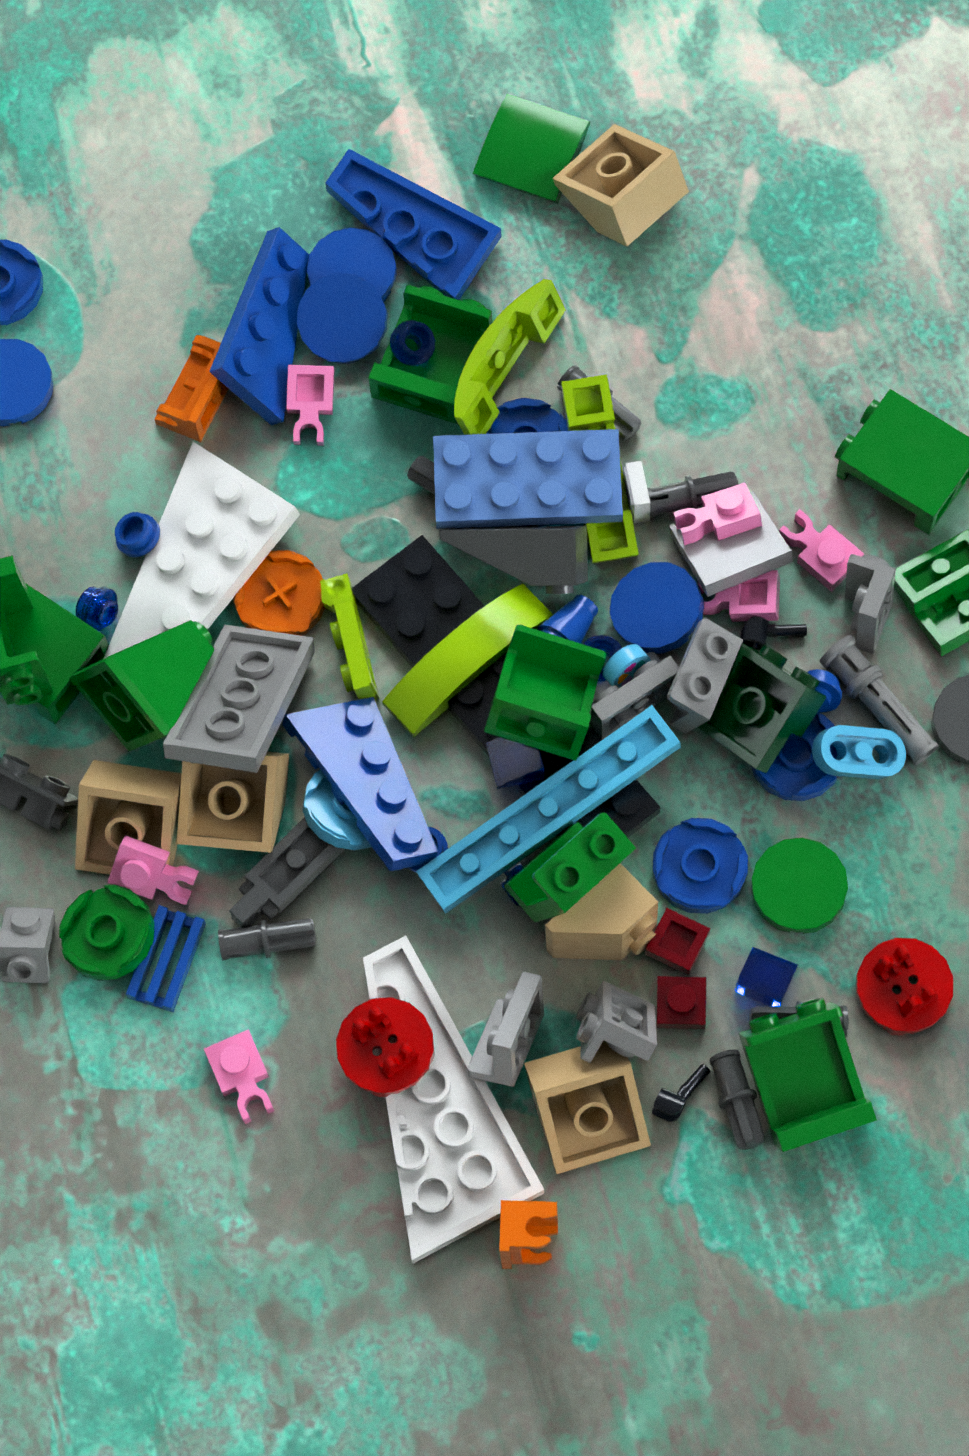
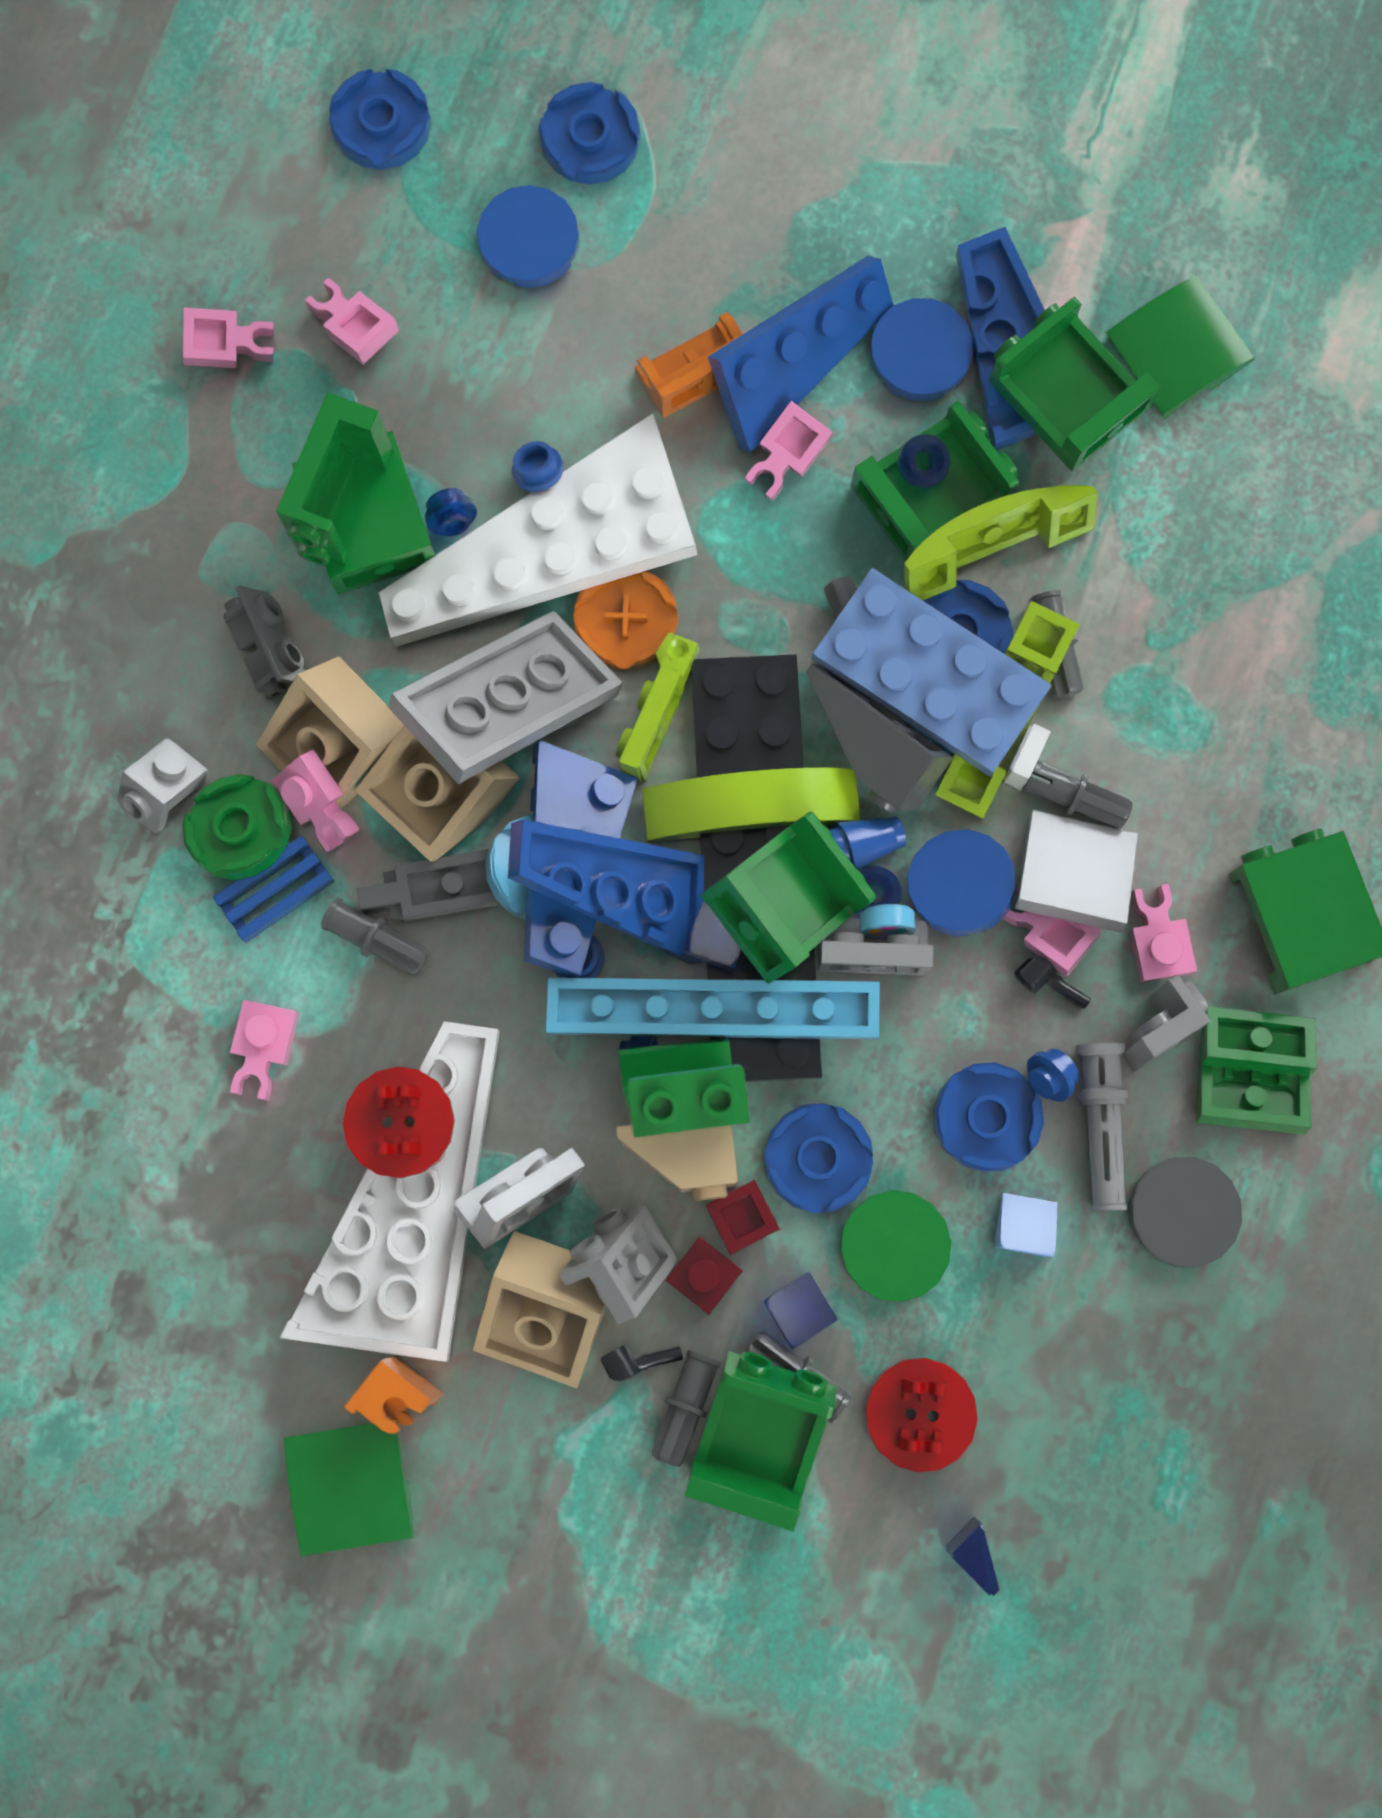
camera: 30 degrees right, 10 degrees up
(147, 684) = (436, 619): green slope -> none
(342, 318) = (876, 390): blue tile -> none
(414, 768) = (618, 881): none -> blue wing
(476, 223) = (1069, 385): none -> green panel
(541, 1330) = (348, 1489): none -> green slope
(622, 183) = (1239, 442): tan slope -> none
(702, 675) = (952, 983): light grey bracket -> none
(724, 512) = (1093, 838): bright pink plate -> none
(762, 706) = (984, 1052): dark green plate -> none
(855, 749) = (1042, 1161): medium azure plate -> none
(879, 807) = (1026, 1225): none -> light blue slope

